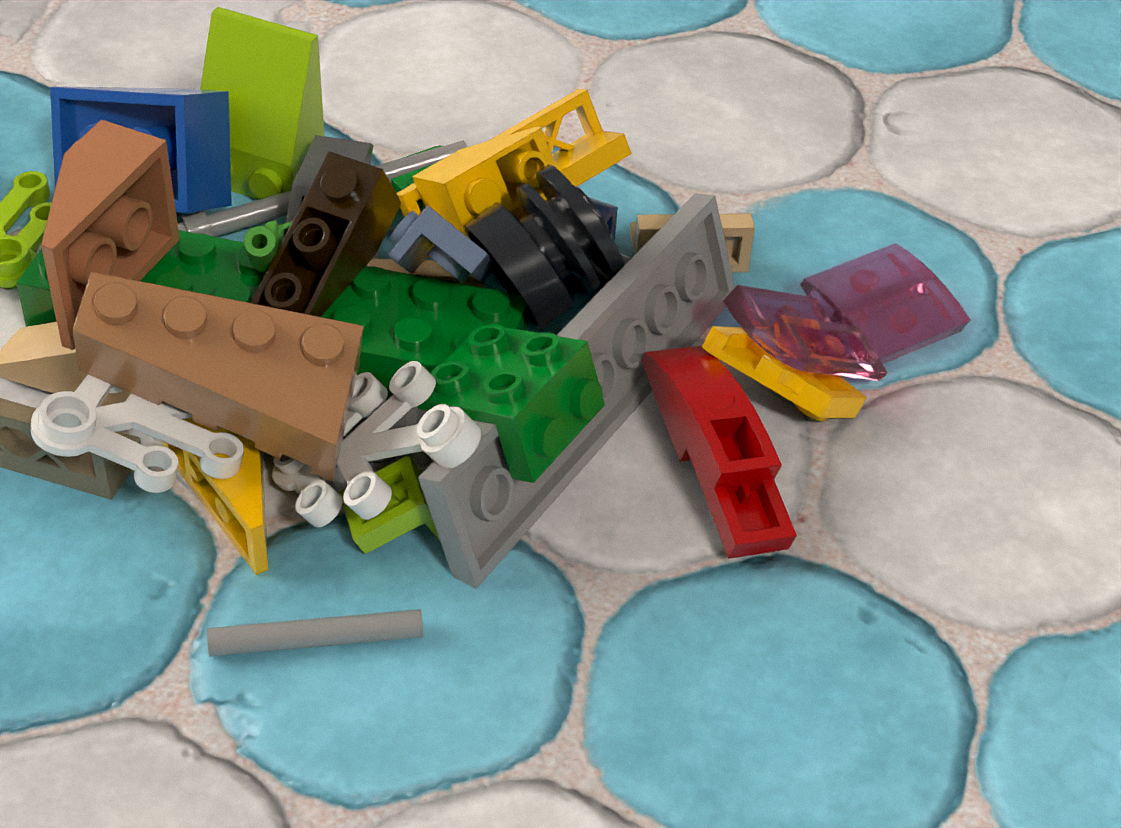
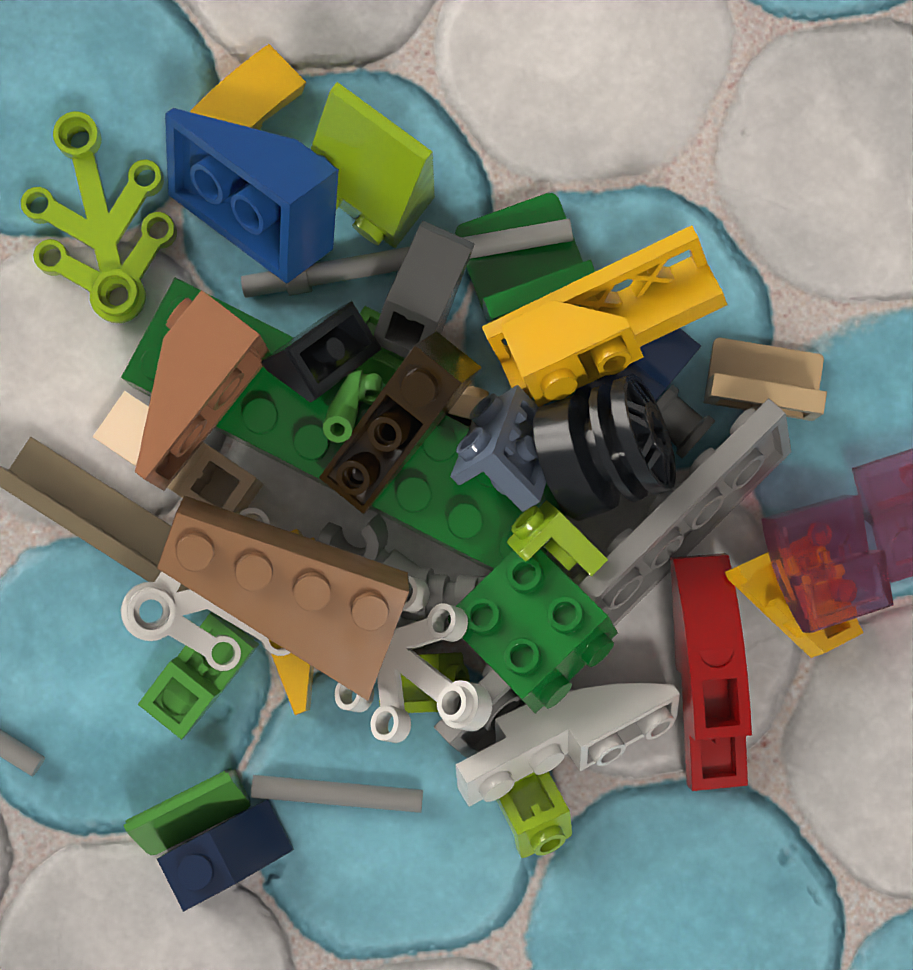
camera: 15 degrees right, 40 degrees up
(127, 669) = (188, 813): none -> bright green slope
(130, 550) = (190, 684): none -> bright green slope
(174, 704) = (225, 855): none -> dark blue slope
(219, 215) = (323, 353): none -> black slope
(516, 303) = (566, 541): none -> lime bracket
(564, 595) = (536, 815): none -> lime bracket
(572, 508) = (586, 724): none -> white slope

